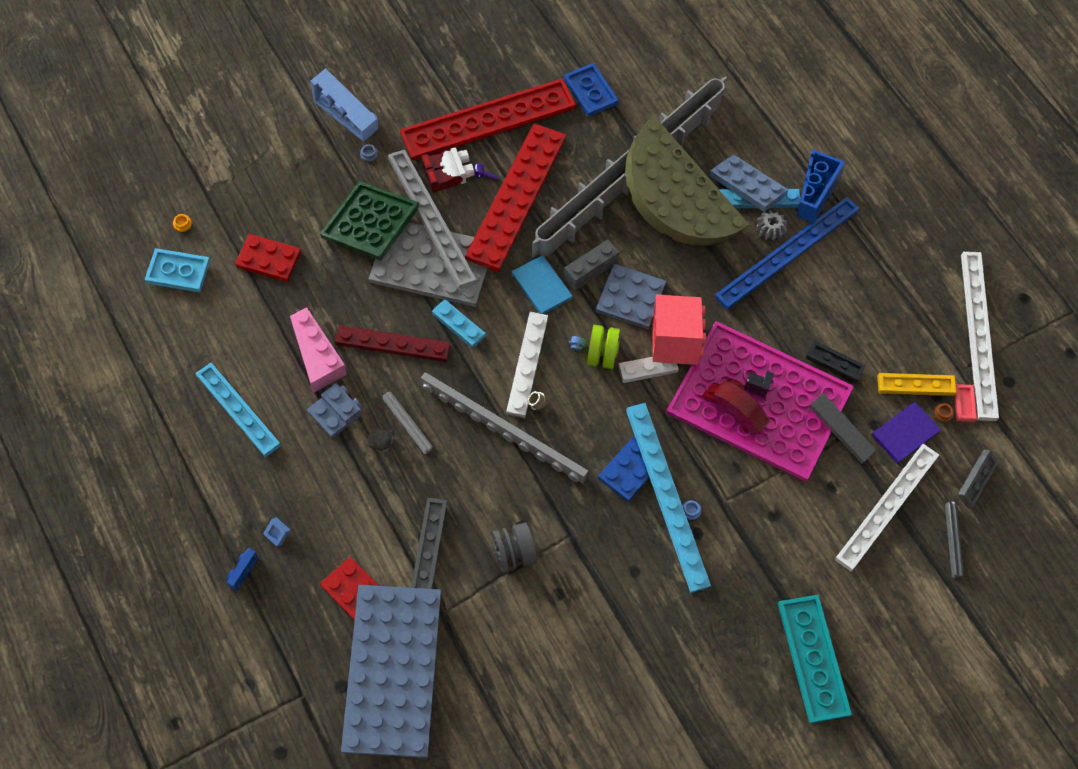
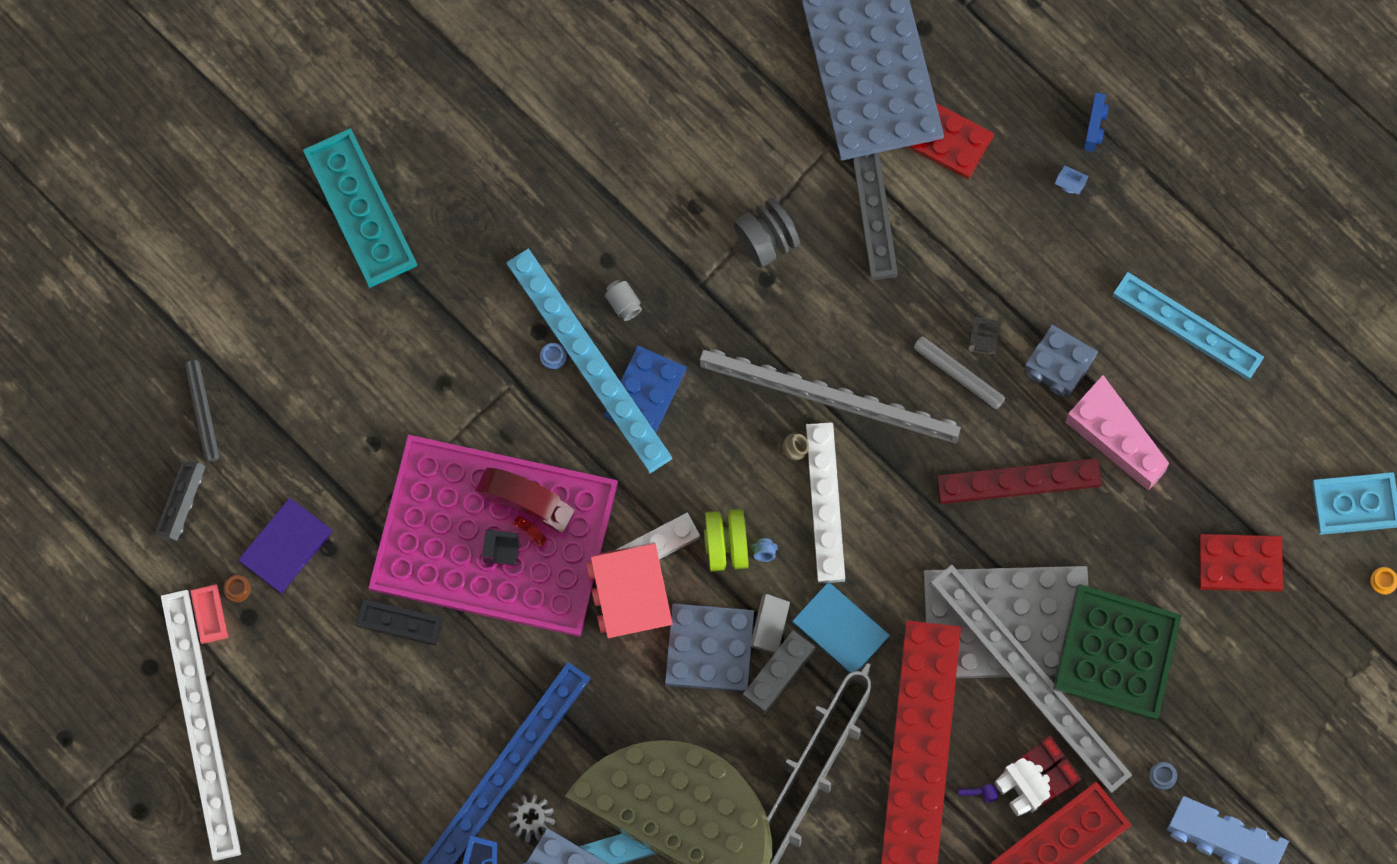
camera: 170 degrees right, 10 degrees up
(458, 323) = (939, 536): medium azure plate -> none
(587, 297) = (769, 624): none -> light grey tile
(631, 533) = (623, 300): none -> light grey brick
(842, 428) = (374, 518): dark grey tile -> none
(886, 507) = (295, 430): white plate -> none
(916, 384) = (280, 619): yellow plate -> none

